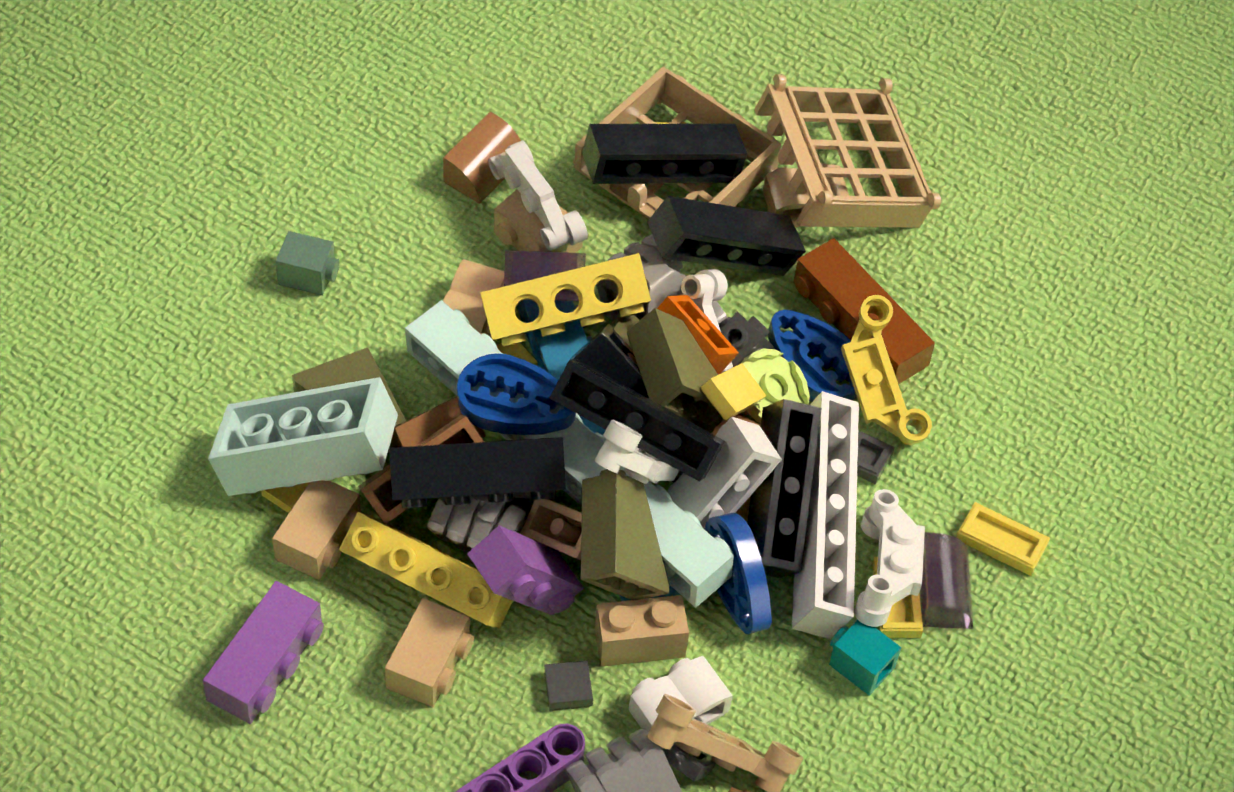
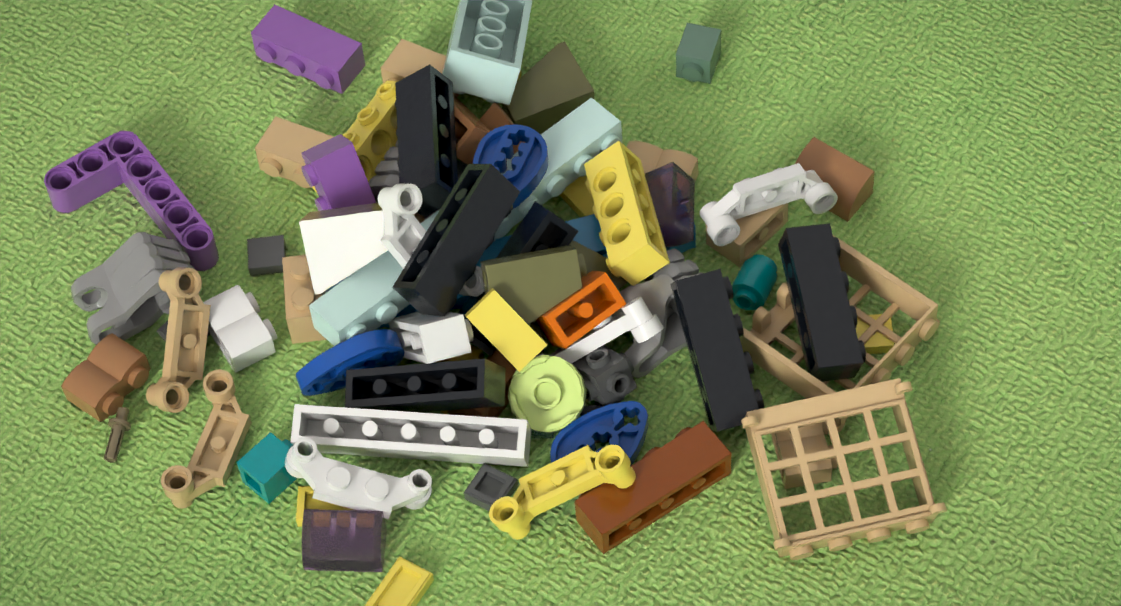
camera: 100 degrees right, 0 degrees up
(614, 225) = (754, 282): none -> teal brick
(837, 714) = (216, 447): none -> tan plate

